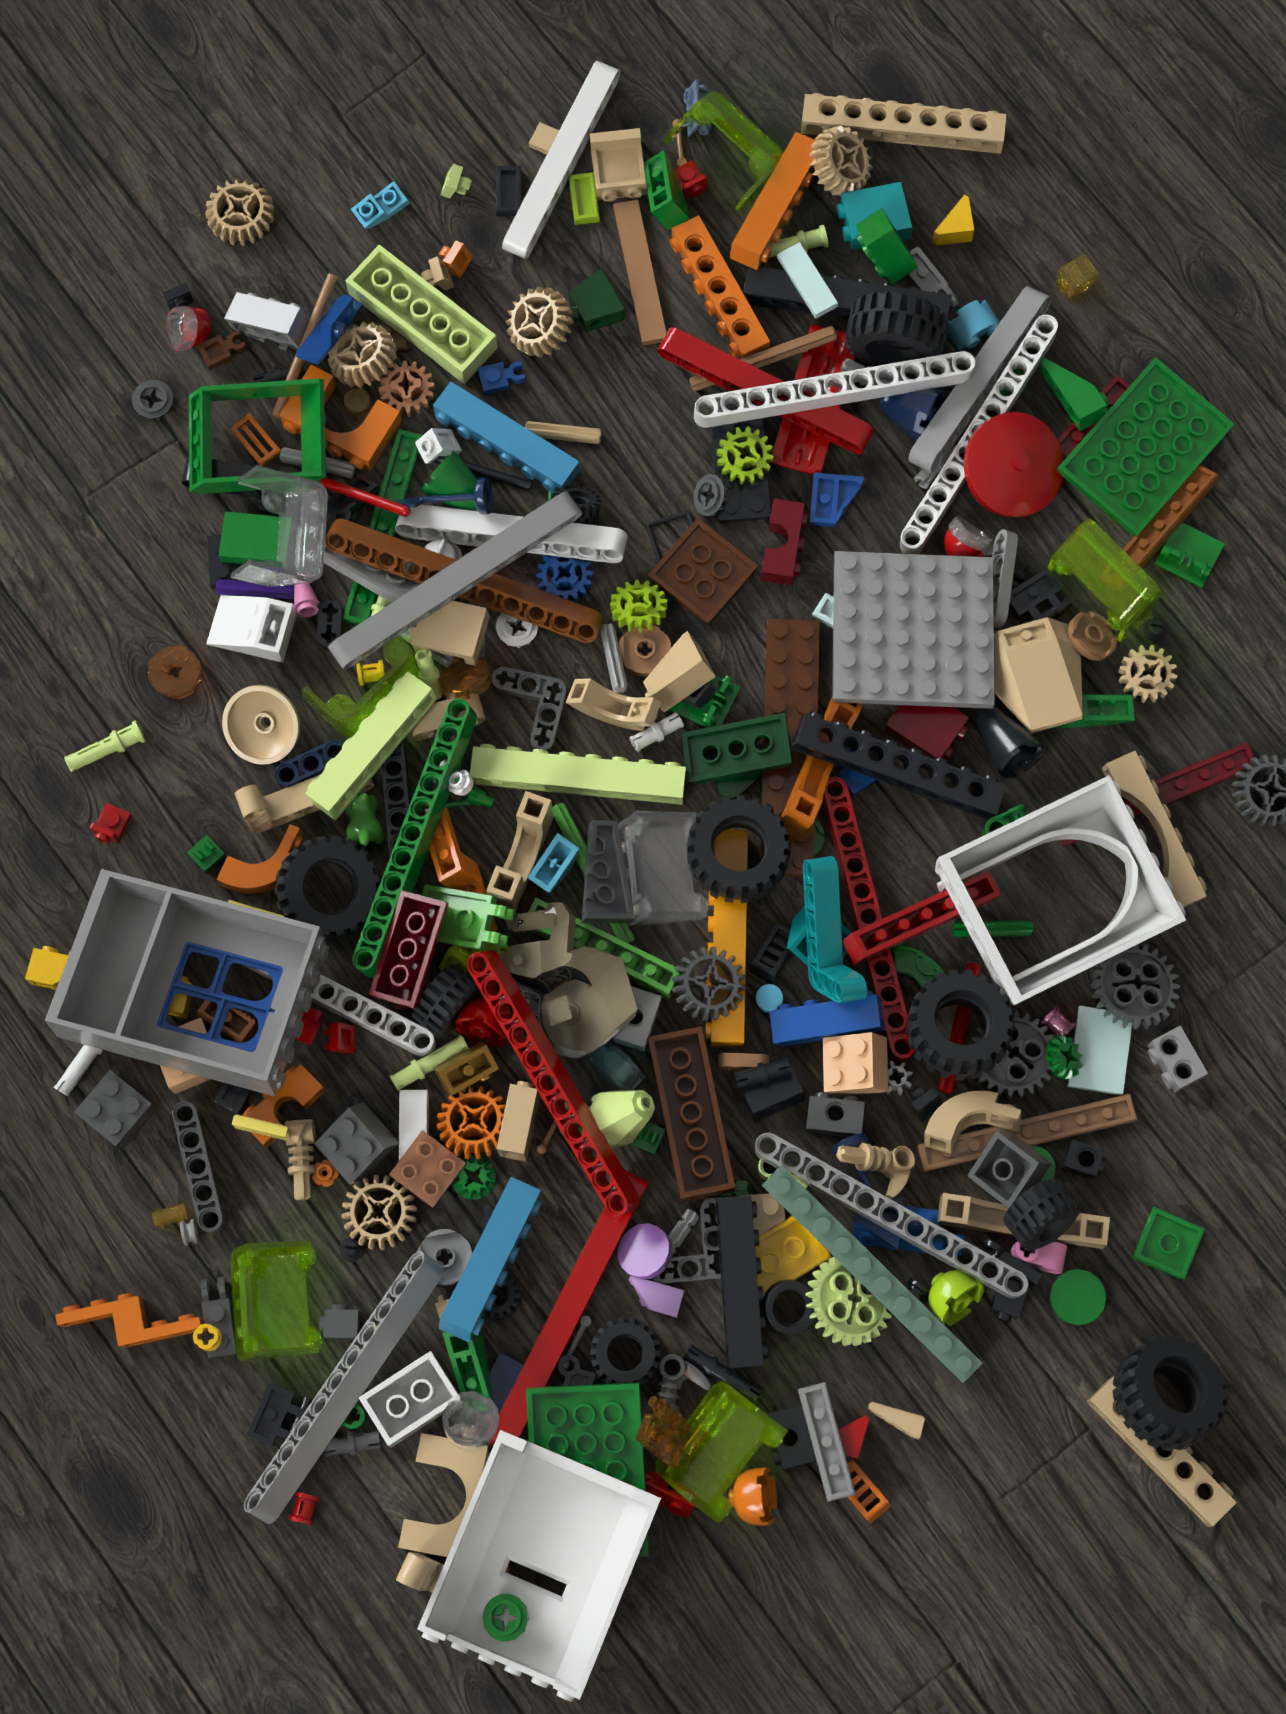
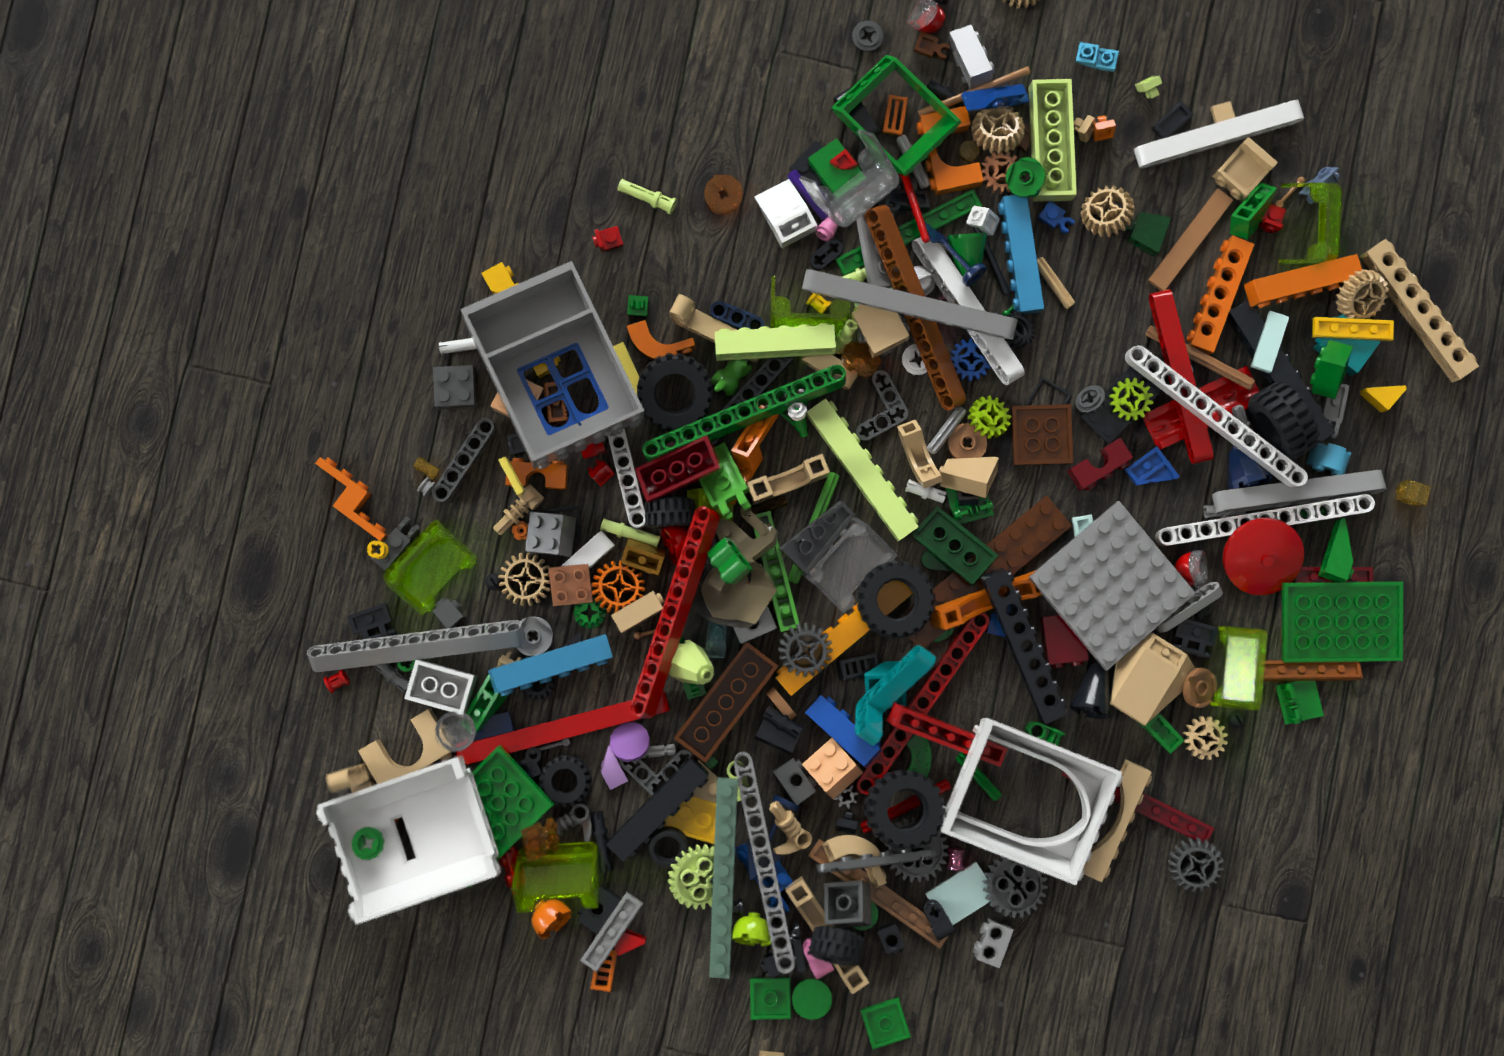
camera: 40 degrees right, 10 degrees up
(246, 728) = (725, 267): tan dish -> none
(254, 523) = (843, 161): none -> red tile
(421, 364) = (1021, 168): none -> green plate
(551, 980) = (729, 561): none -> green brick
(554, 863) = (799, 502): medium azure slope -> none
(584, 198) = (1206, 168): lime tile -> none
(768, 998) = (829, 686): medium azure tile -> none
(808, 240) = (1295, 318): yellowish green pin -> none
(865, 195) = (1353, 329): none -> yellow tile
(902, 1420) = (661, 962): tan slope -> none
(983, 1106) = (868, 860): none -> dark grey plate
(1040, 1341) = (770, 998): none -> green tile
(1057, 1060) = (932, 879): green gear -> none
(1109, 1093) = (939, 921): none -> black piece

